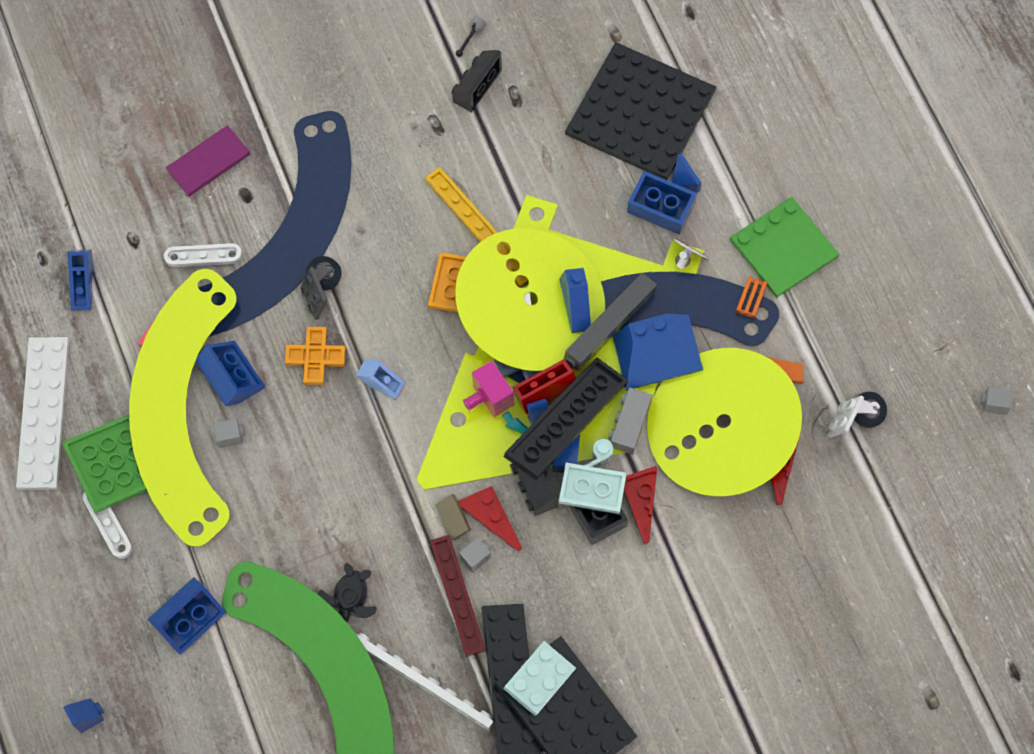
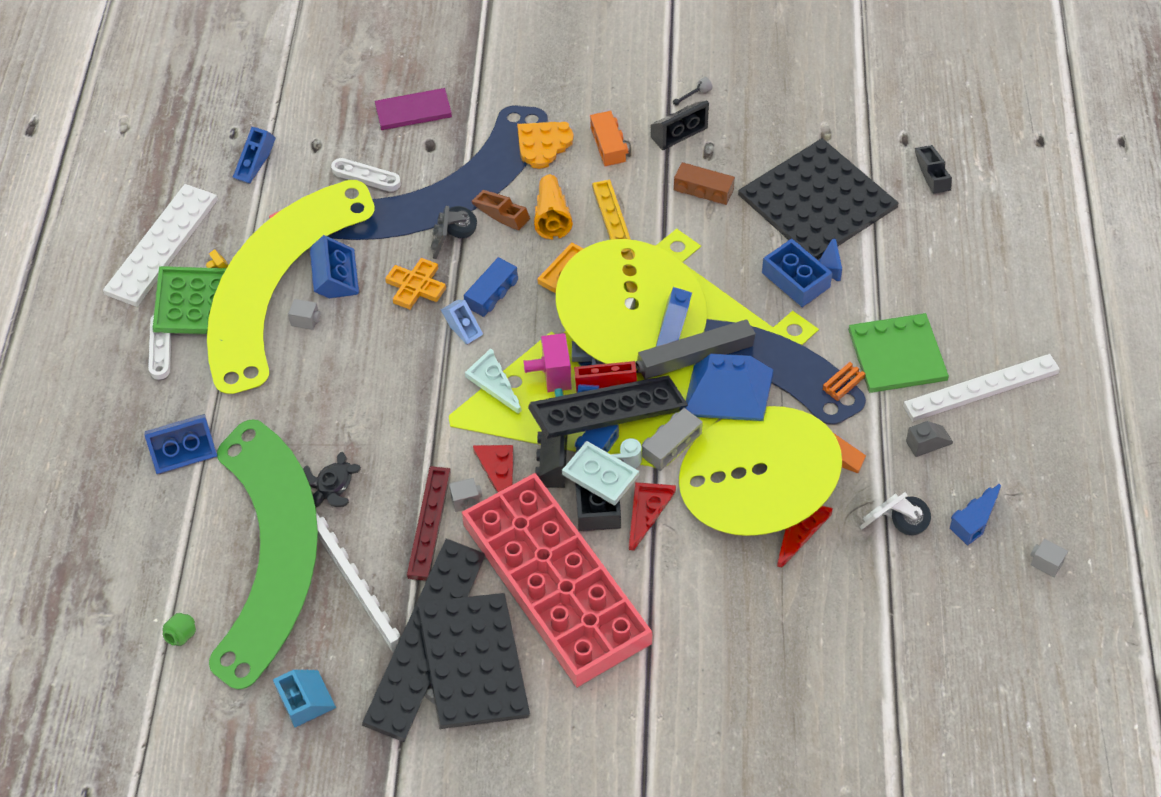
camera: 25 degrees right, 15 degrees down
(84, 714) = (43, 484): blue slope -> none
(113, 412) = (217, 262): none -> yellow tile
(354, 149) = (543, 141): none -> light orange plate
(354, 241) = (502, 209): none -> dark orange slope
(389, 331) = (491, 287): none -> blue brick
(403, 223) = (551, 212): none -> light orange cone
(416, 121) = (608, 138): none -> orange brick
(434, 425) = (489, 376): none -> light aqua wing
(453, 517) = (463, 456): dark tan tile -> none
(531, 137) = (704, 183): none -> dark orange brick
(539, 678) = (460, 616): light aqua plate -> none
(597, 601) = (557, 579): none -> coral brick
(685, 255) = (798, 322): white shield -> none
(731, 36) = (933, 169): none -> black slope
(848, 325) = (927, 438): none -> dark grey slope
(870, 253) = (981, 387): none -> white plate
(923, 386) = (973, 519): none -> blue slope

